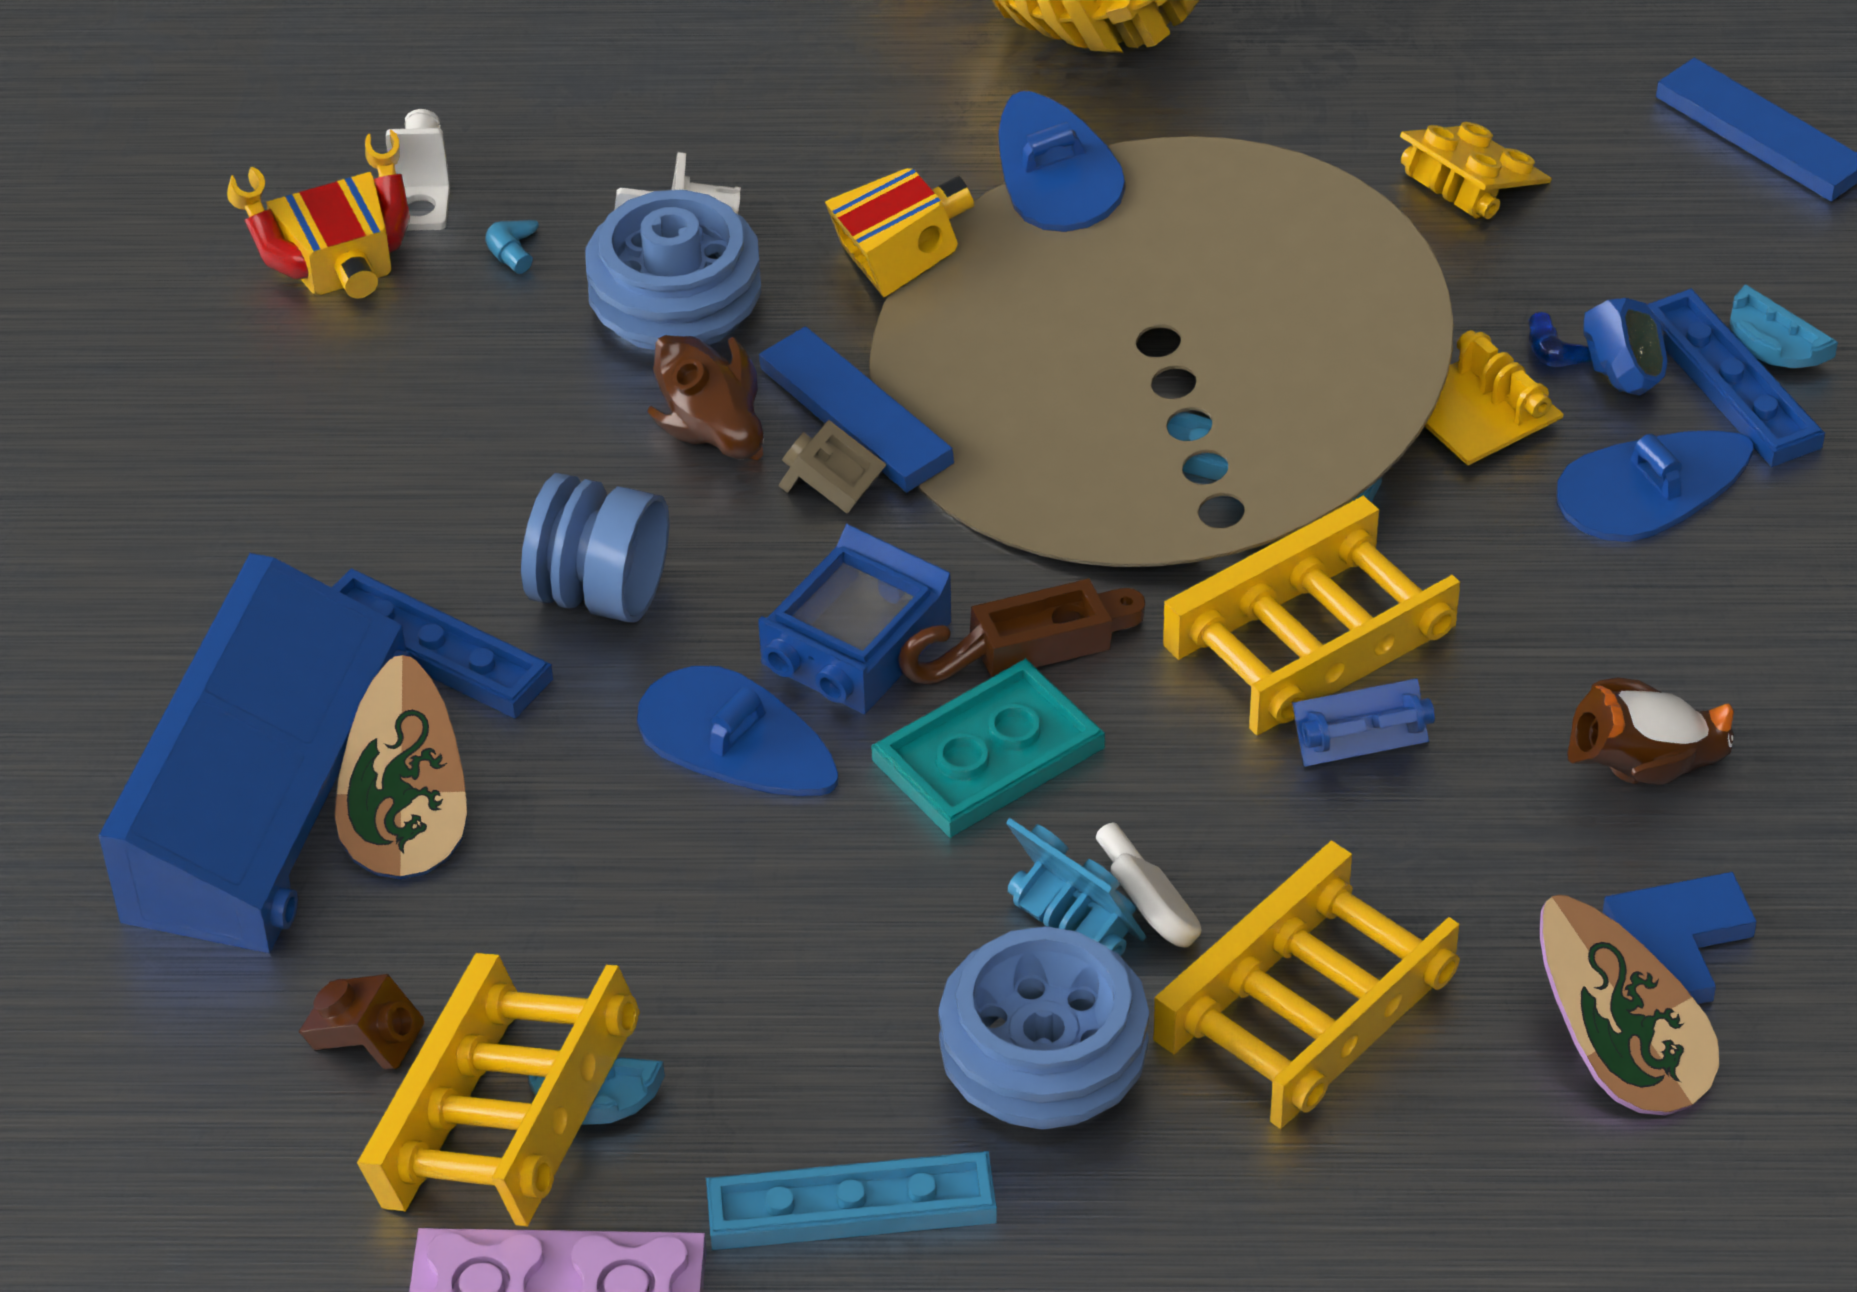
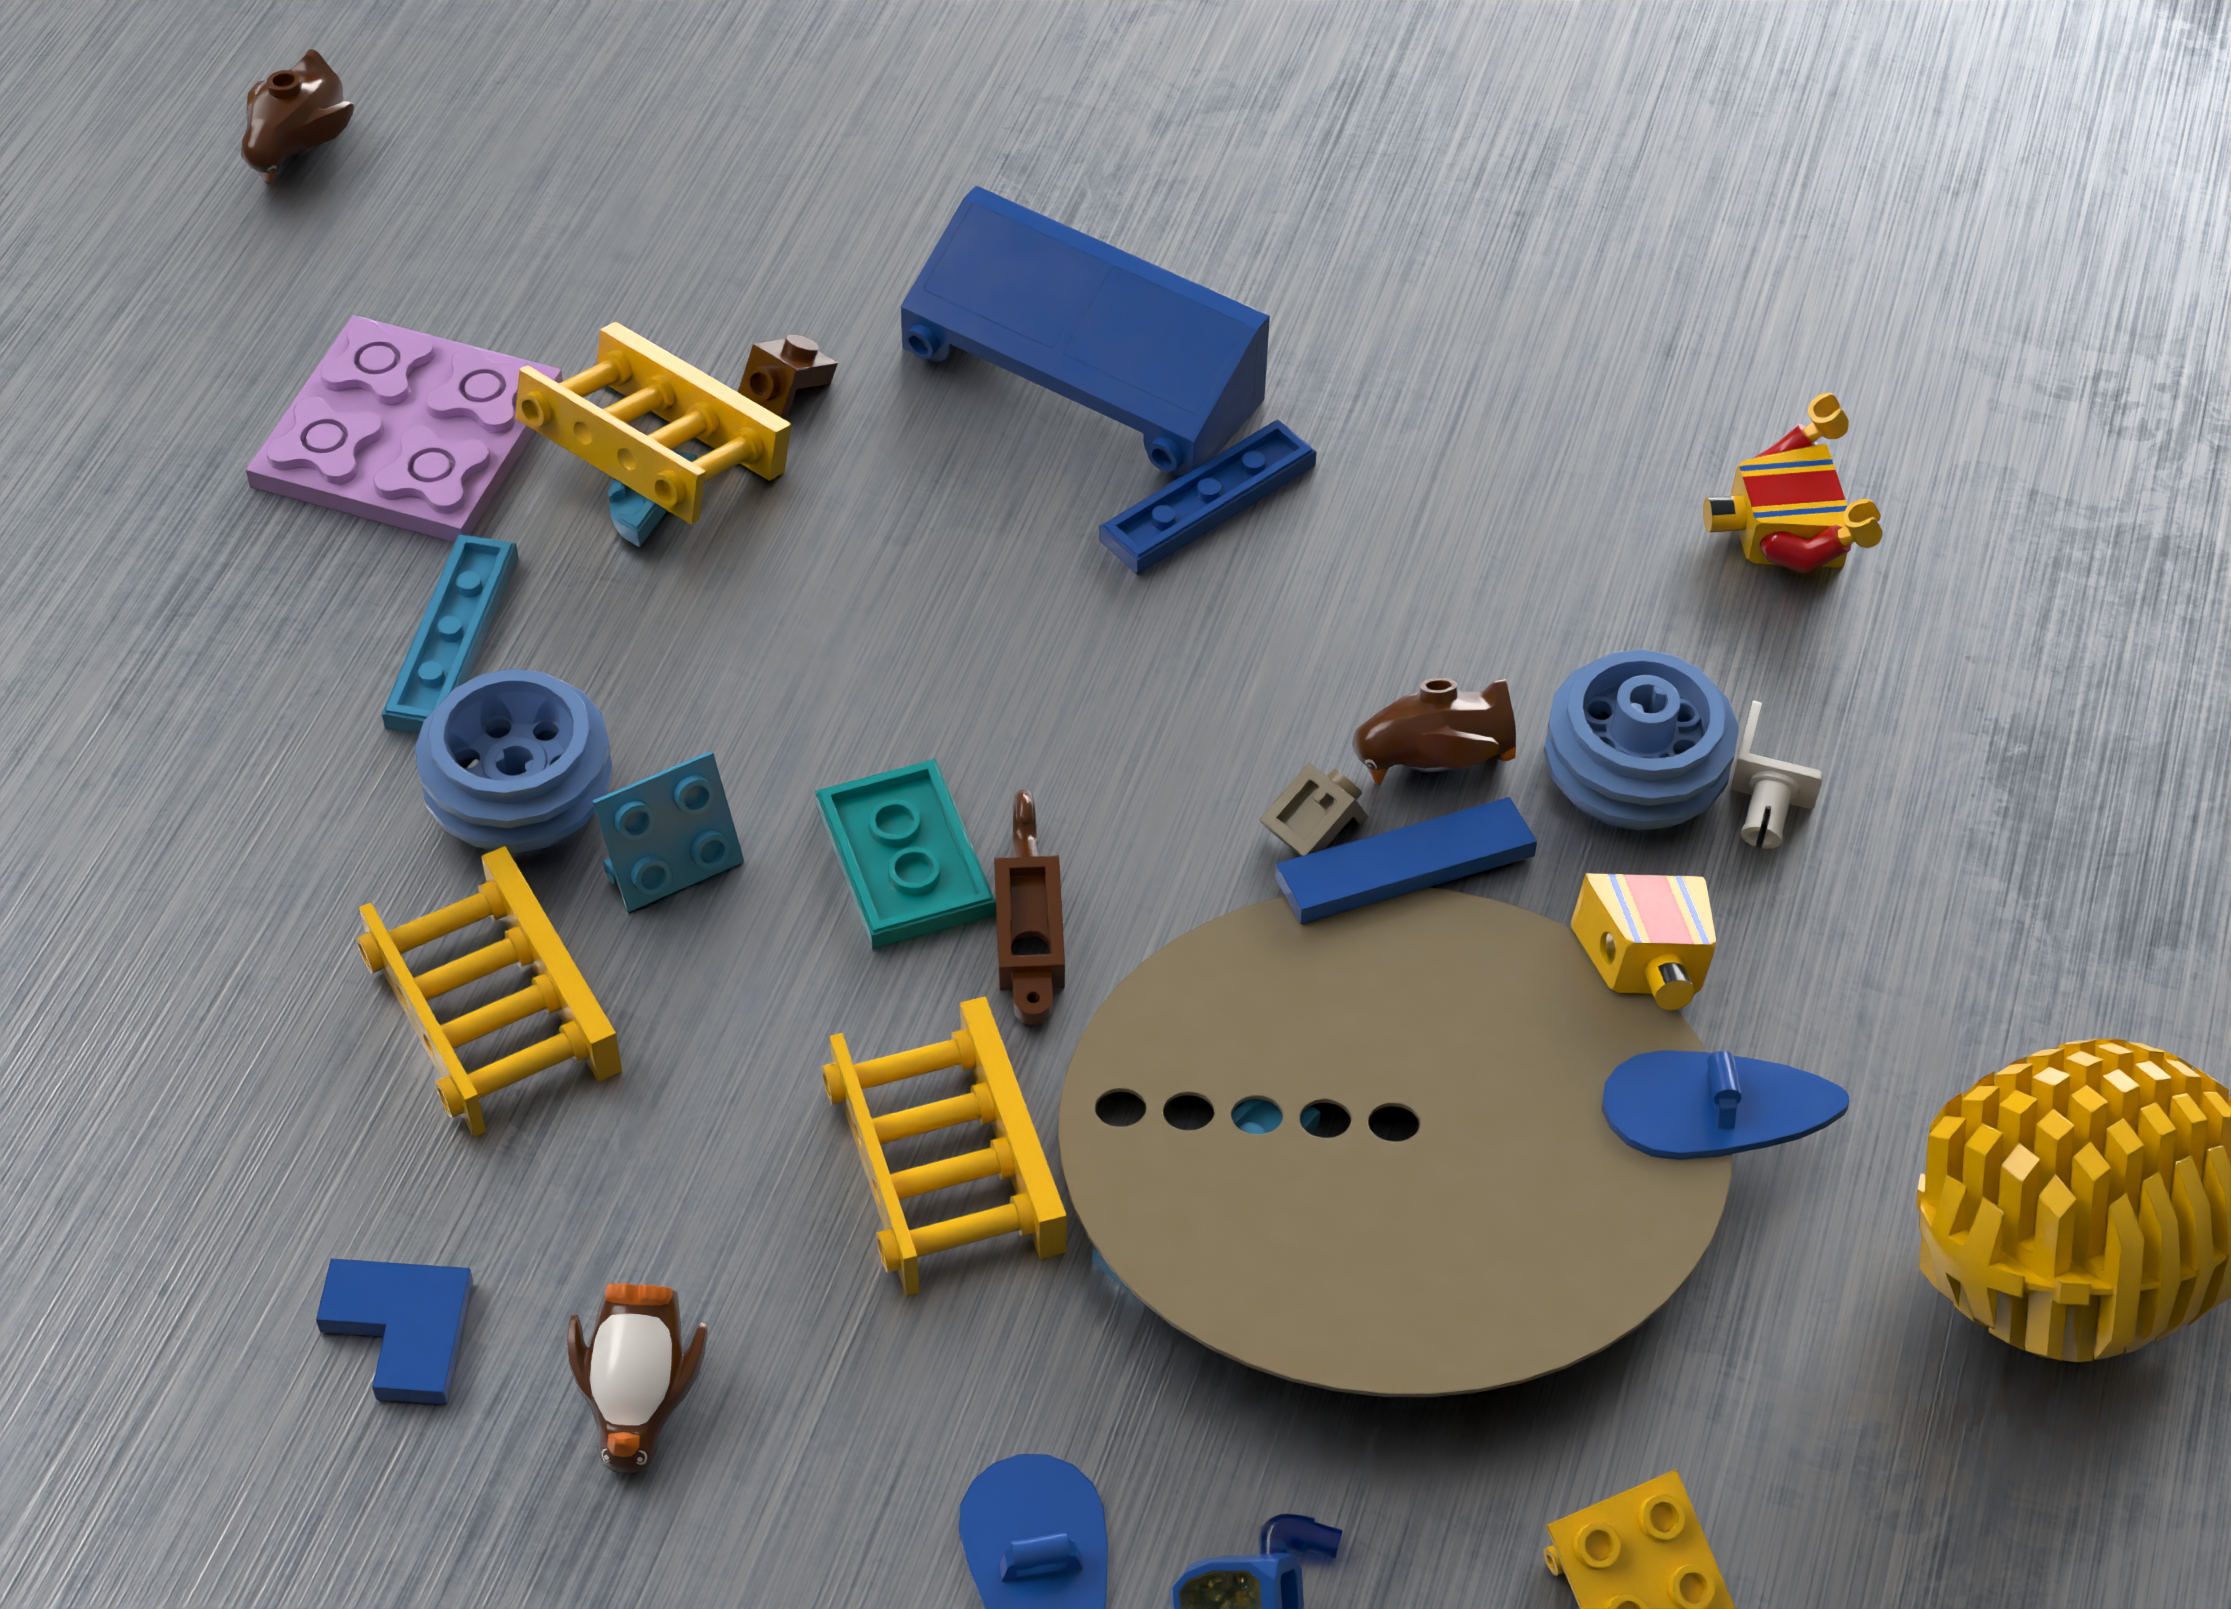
camera: 105 degrees right, 5 degrees up
(401, 777) = (1029, 427): shield -> none
(423, 167) = (1892, 585): white bracket -> none
(504, 243) = (1757, 641): dark azure animal -> none
(595, 547) = (1237, 586): medium blue wheel -> none
(734, 733) = (1011, 680): blue shield -> none
(853, 618) = (1089, 774): blue window -> none
(1149, 889) = (654, 908): white piece -> none
(1362, 721) = (778, 1161): blue hinge -> none
(1488, 401) = (1215, 1426): yellow hinge -> none
(1626, 1011) = (315, 1217): shield -> none

